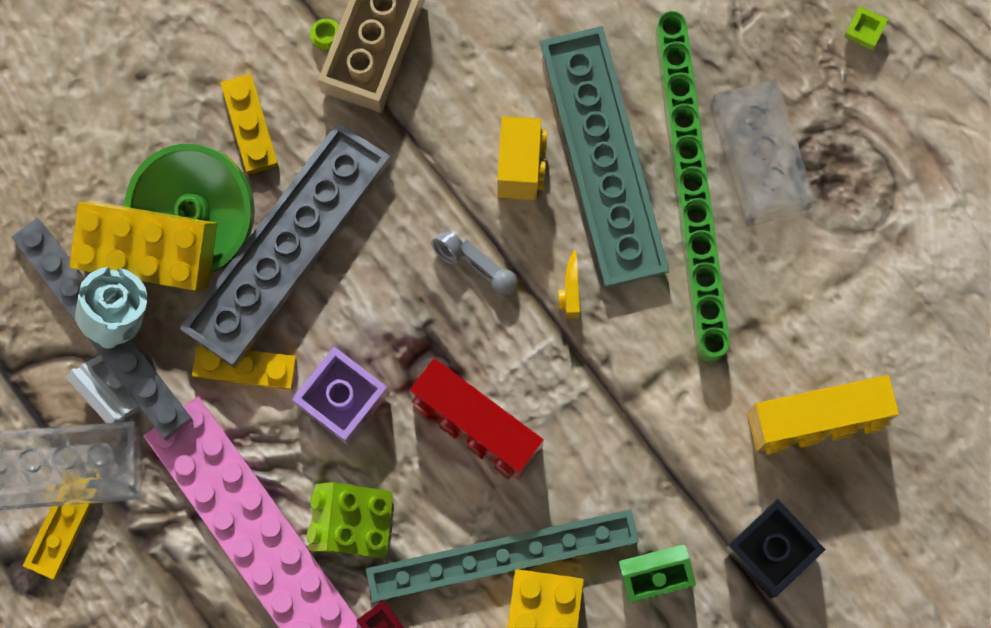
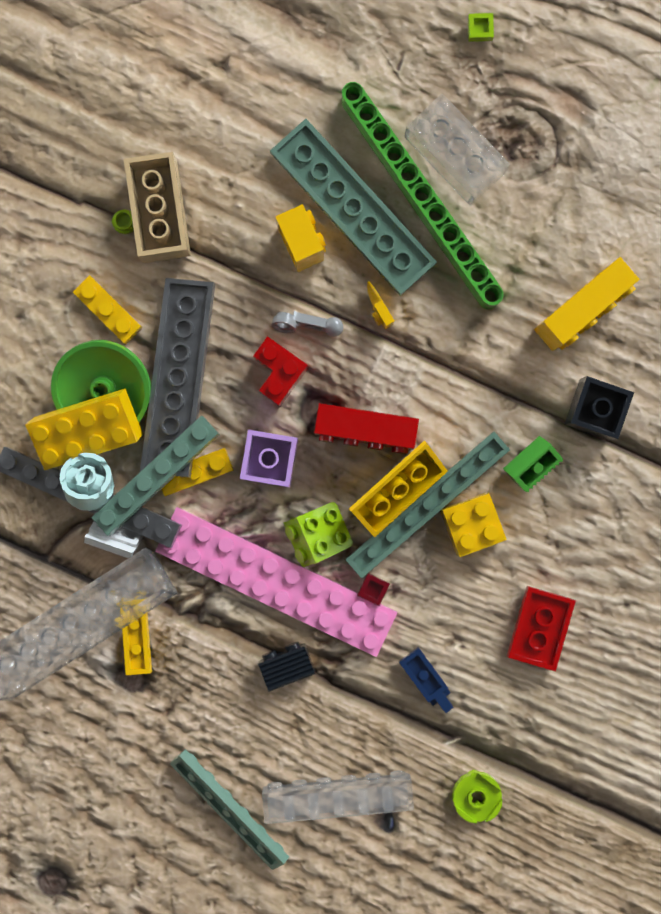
camera: 30 degrees left, 10 degrees up
(194, 343) = (155, 476): none -> sand green plate
(418, 303) = (285, 369): none -> red brick
(474, 513) = (398, 489): none -> yellow slope

